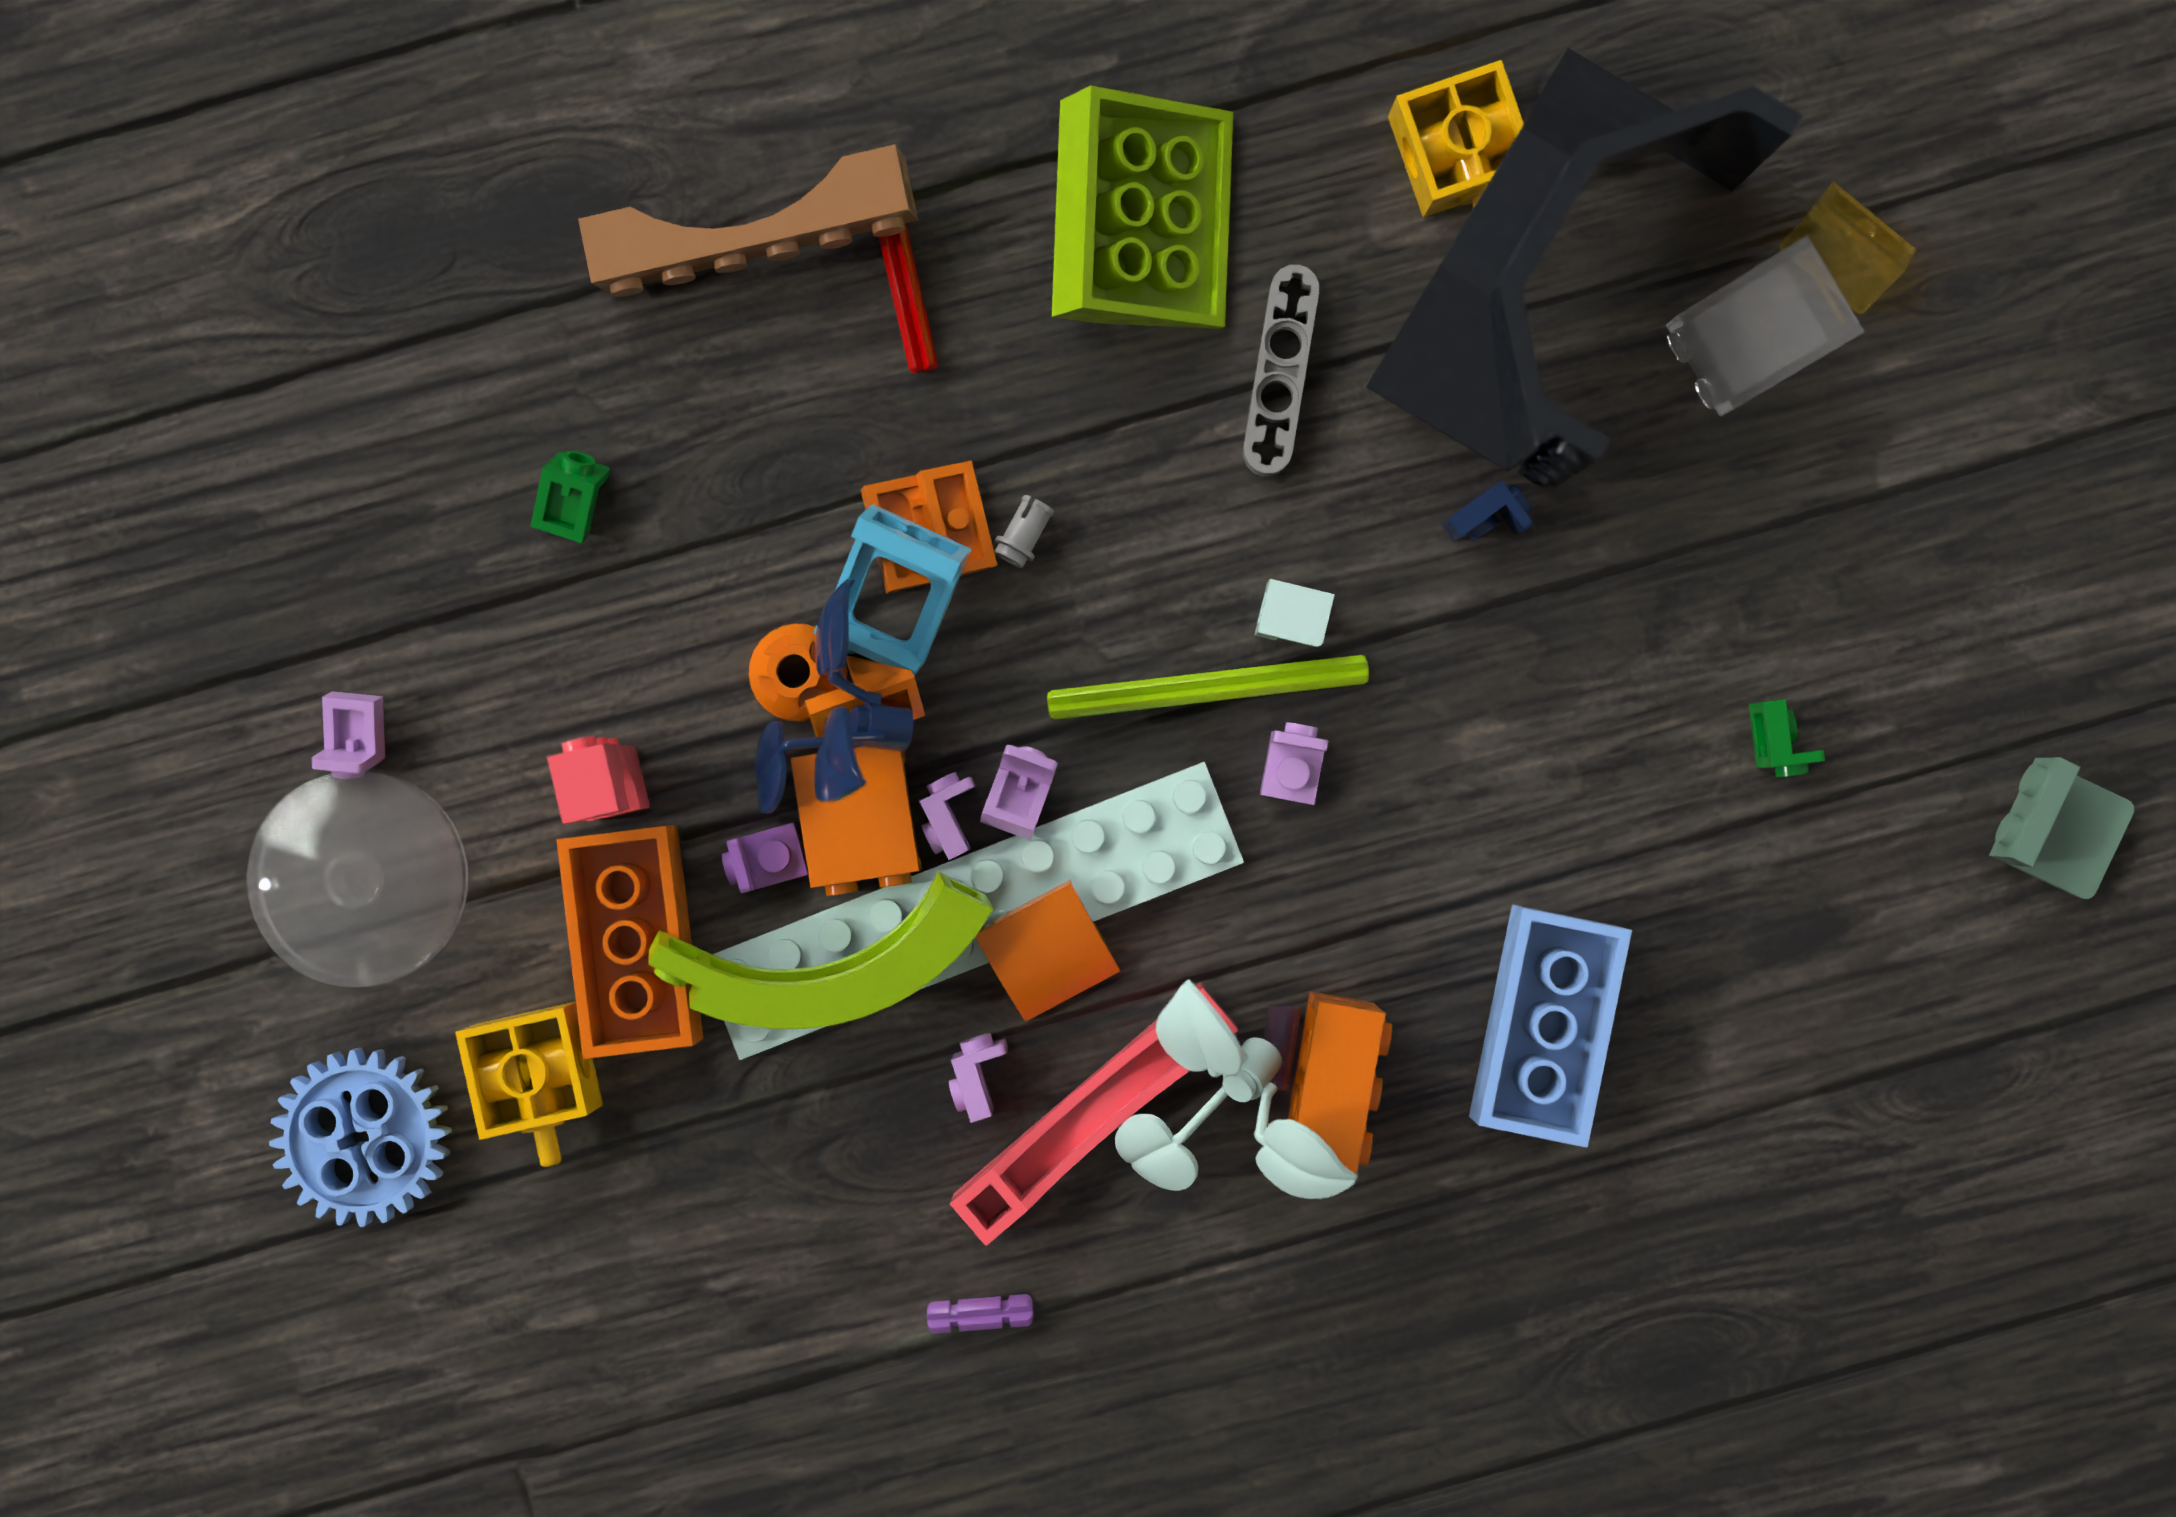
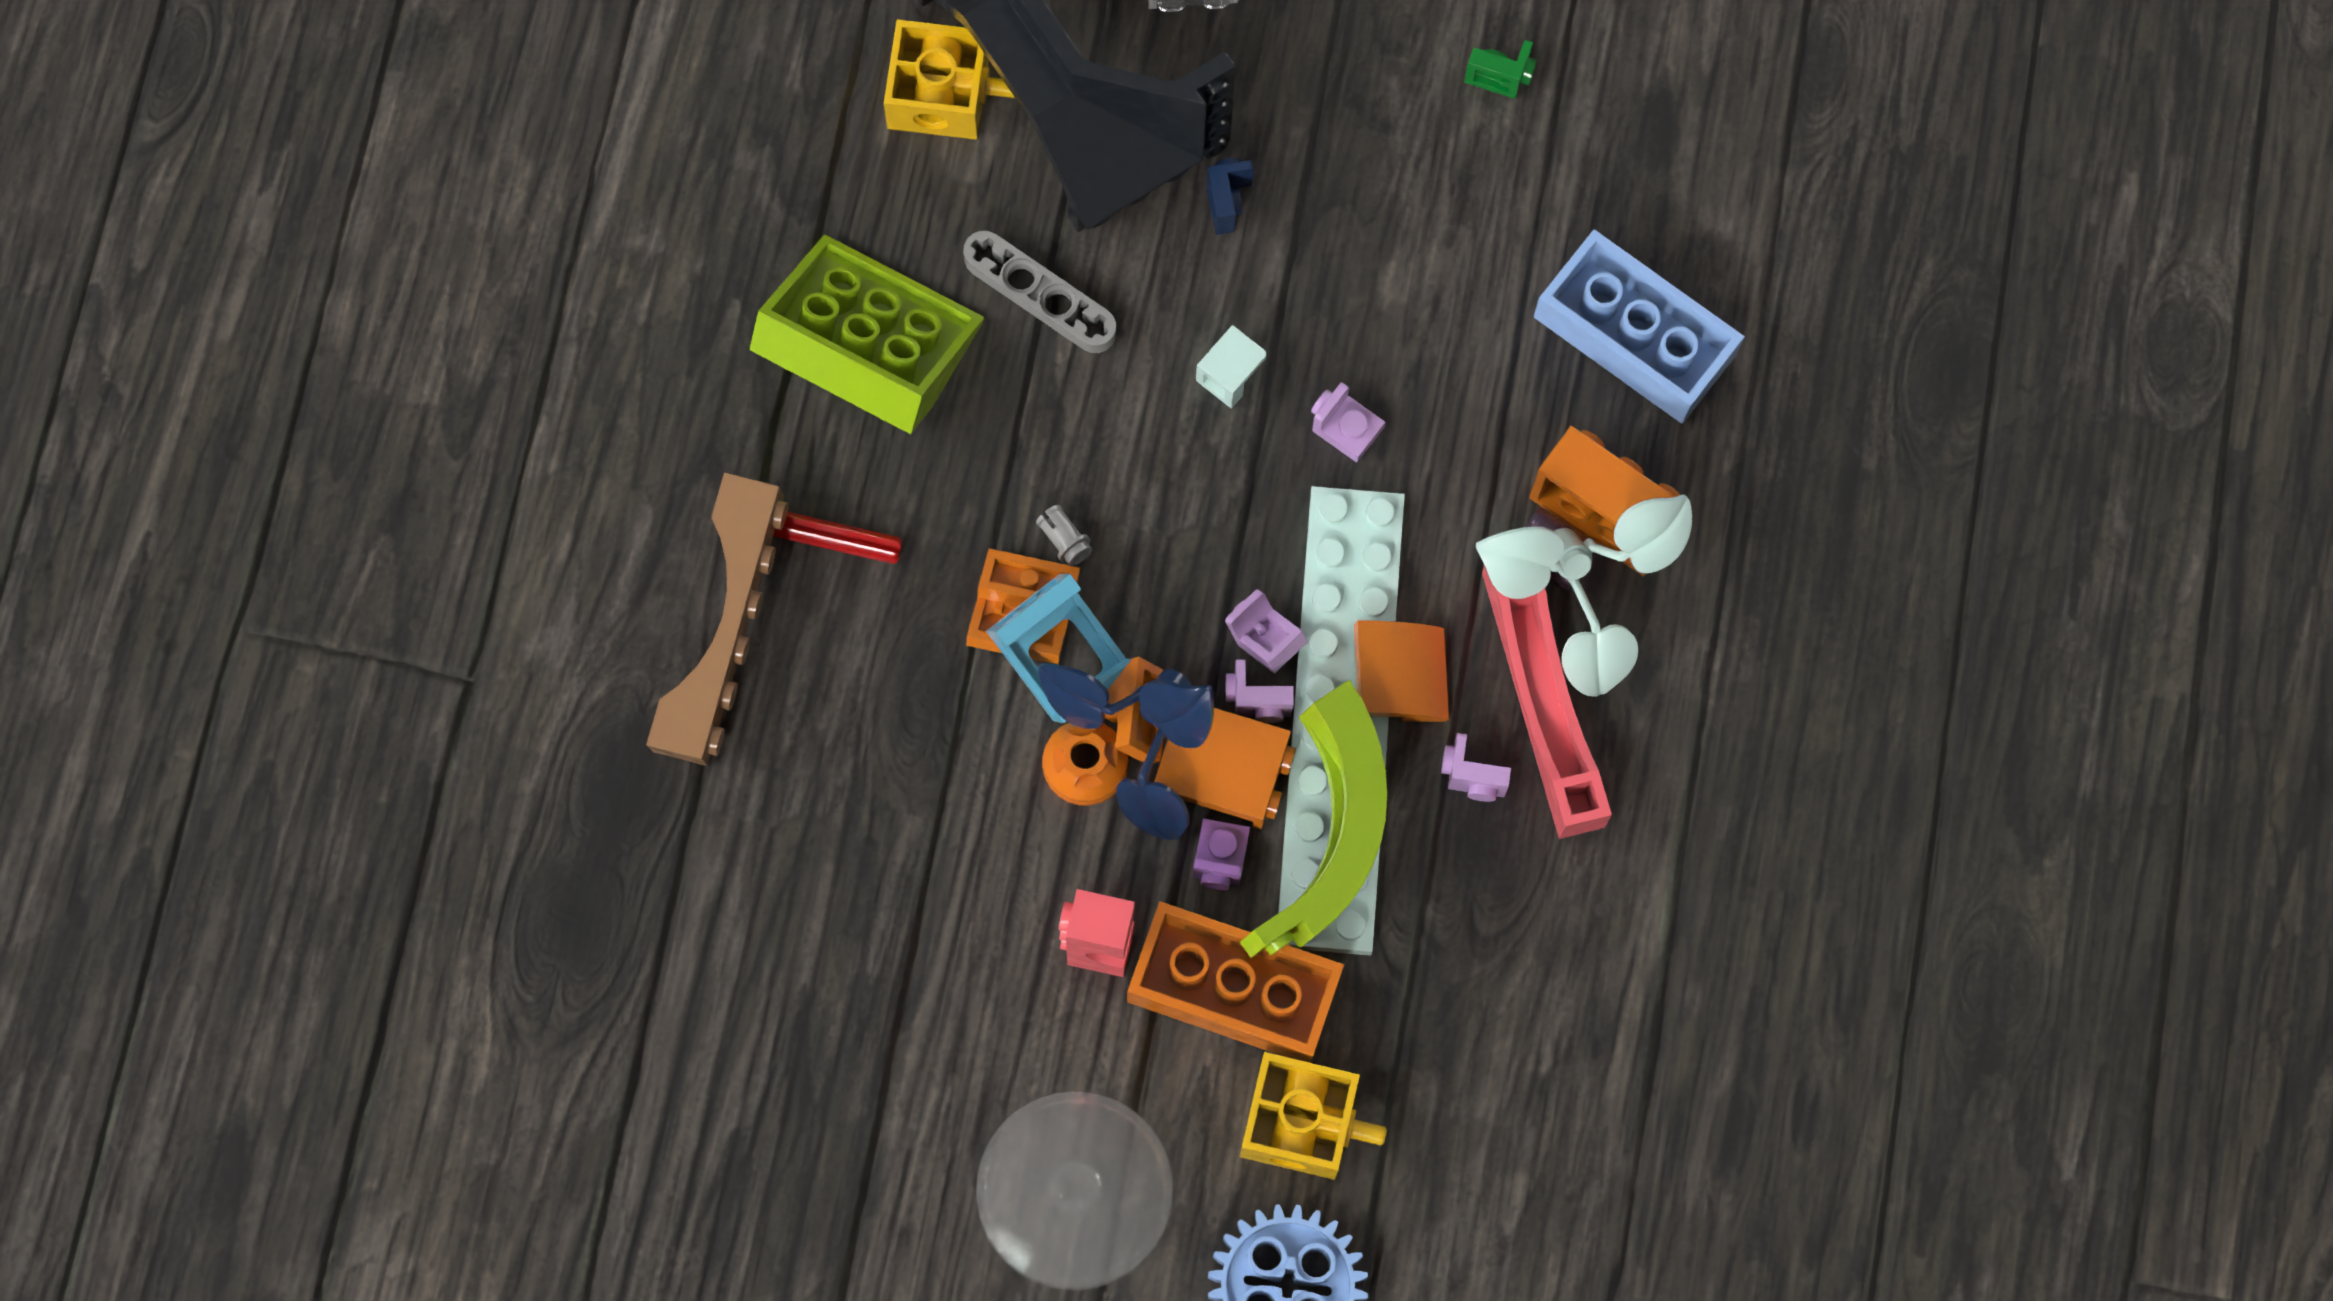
camera: 60 degrees left, 15 degrees down
(351, 734) = (956, 1131): lavender bracket -> none
(568, 495) = (855, 866): green bracket -> none
(980, 1313) = (1665, 863): medium lavender axle -> none
(1208, 687) = (1254, 459): lime axle -> none

